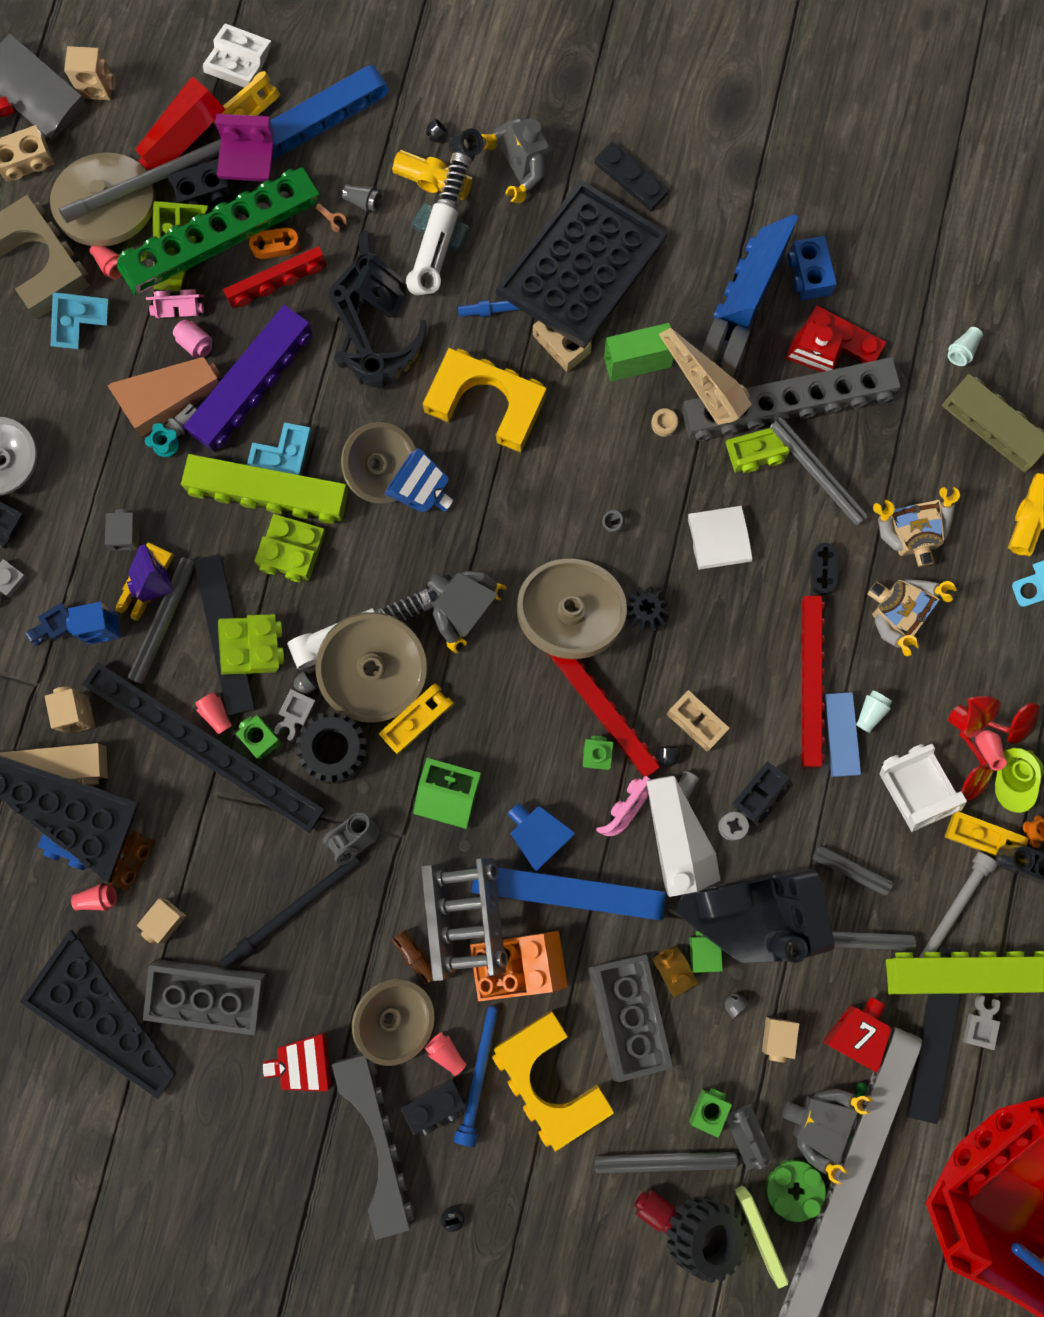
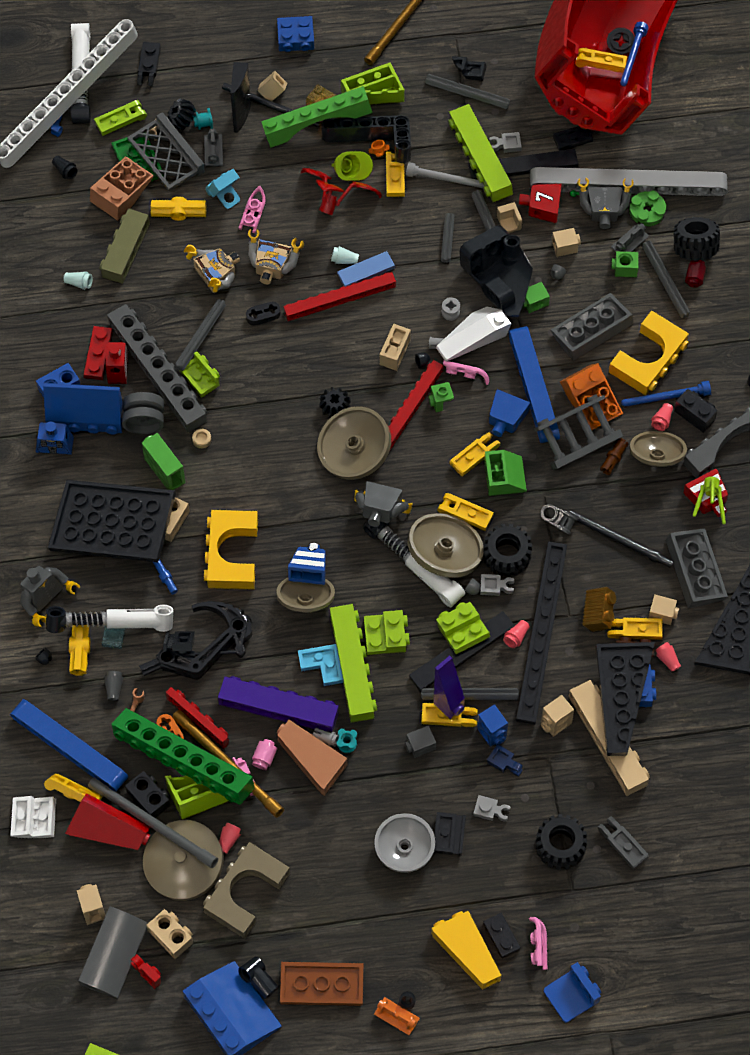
camera: 115 degrees left, 15 degrees down
(71, 310) = (280, 842): medium azure plate -> none
(111, 306) = (187, 724): none -> pearl gold piece
(152, 874) = (637, 628): none -> yellow hinge
(196, 834) = (599, 609): none -> pearl gold brick
(245, 147) = (115, 764): magenta bracket -> none
(266, 745) = (523, 592): bright green brick -> none
(293, 1070) = (711, 488): none -> lime plant
(495, 763) = (473, 454): none -> yellow hinge
(613, 516) = (286, 439): dark grey hinge -> none
(631, 176) = (30, 520): black plate -> none
(675, 970) = (552, 311): pearl gold bracket -> none
(716, 388) = (177, 399): tan wedge -> none
(720, 537) = (268, 378): white slope -> none
(733, 230) = (54, 438): none -> blue torso
(761, 1236) = (681, 211): yellowish green tile -> none
(762, 794) = (424, 296): black brick -> none
(851, 972) = (509, 217): none -> tan panel
(920, 787) = (381, 215): white panel -> none
(956, 1123) = (572, 138): none -> black plate
(991, 749) = (343, 183): coral cone -> none
(1000, 619) = (254, 206): none -> bright pink piece

